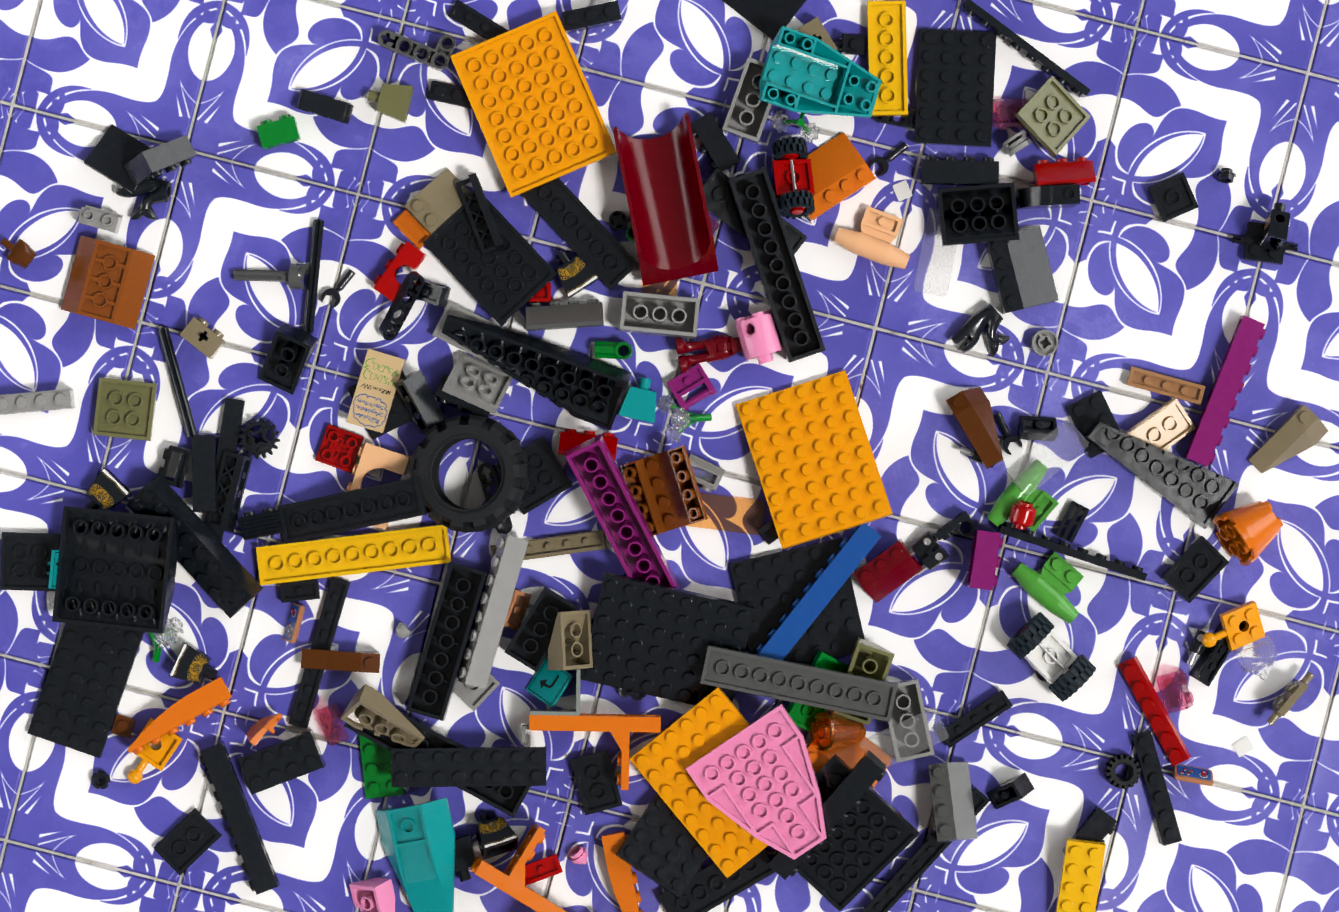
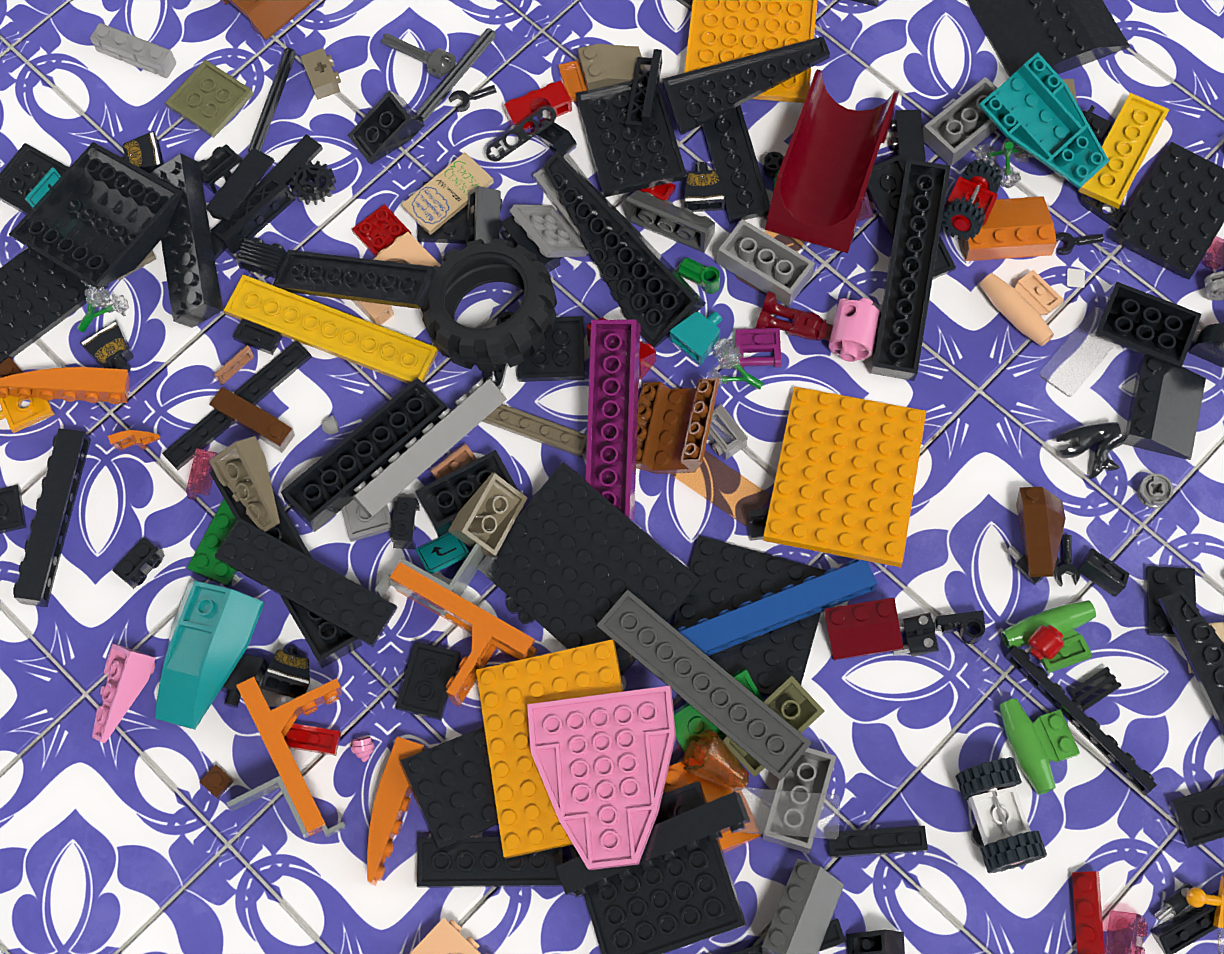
camera: 35 degrees right, 20 degrees down
(282, 762) = (129, 484): black brick -> none
(327, 814) = (138, 563): none -> black bracket
(507, 676) = (403, 522): none -> black window
(542, 184) = (721, 87): none -> black wing
(959, 172) = (1140, 277): black brick -> none
(984, 560) = (977, 671): magenta piece -> none
(1047, 457) = (1101, 602): clear piece -> none

